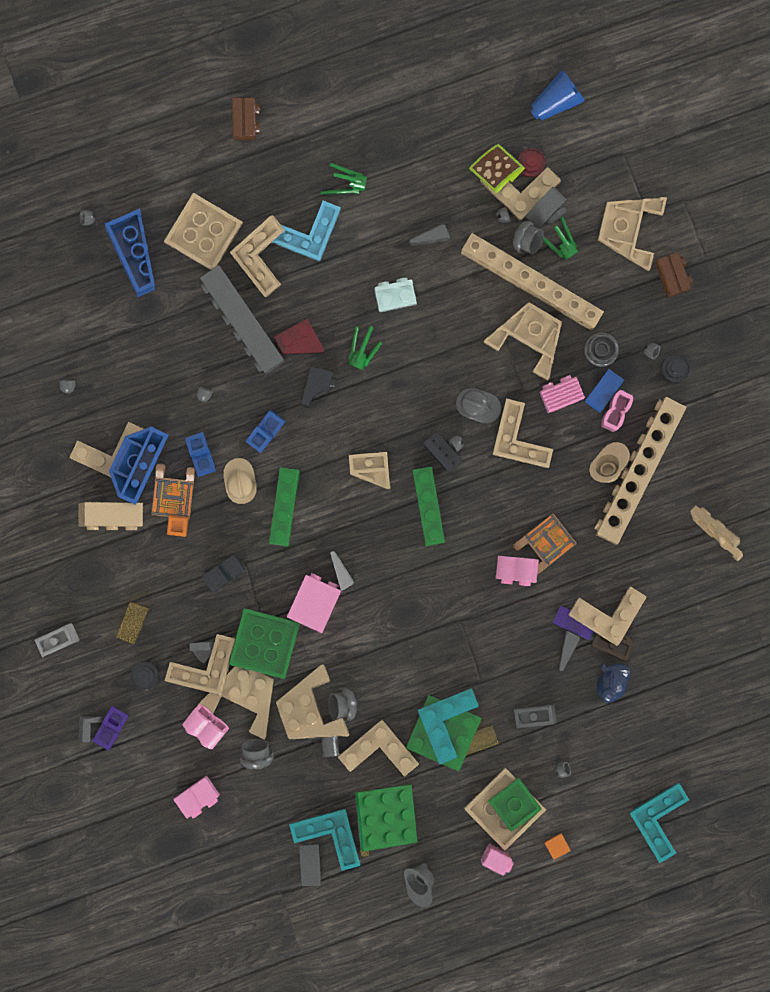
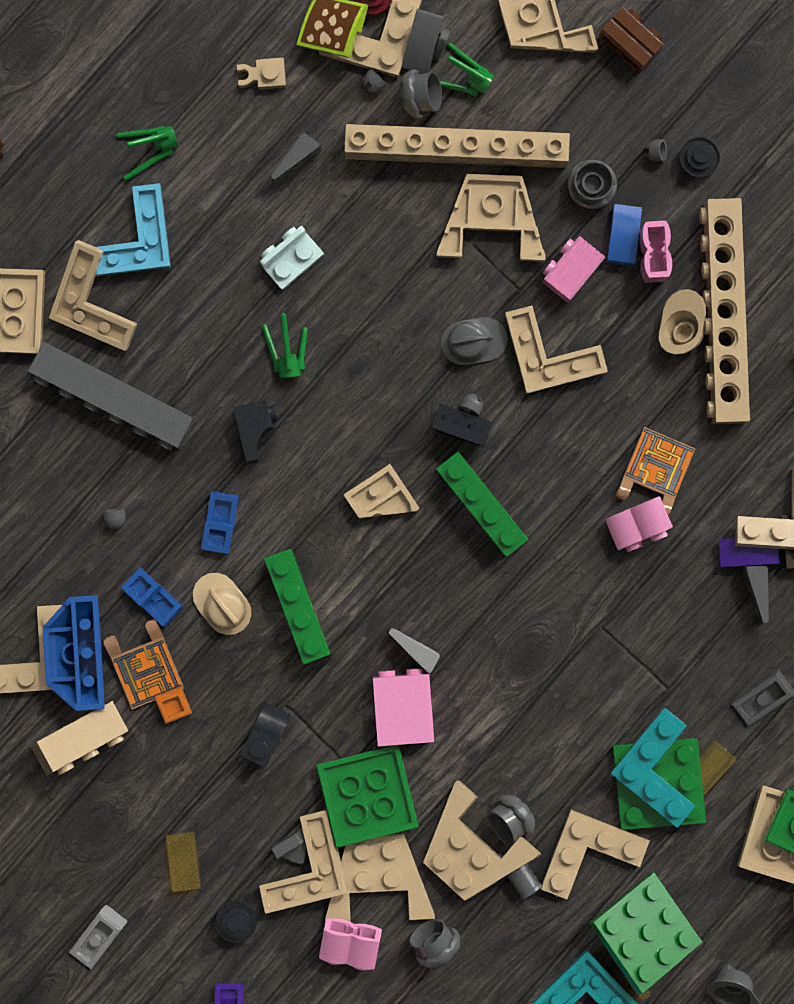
camera: 30 degrees left, 0 degrees up
(299, 340) = (199, 381): dark red wing -> none
(442, 176) = (267, 73): none -> tan plate

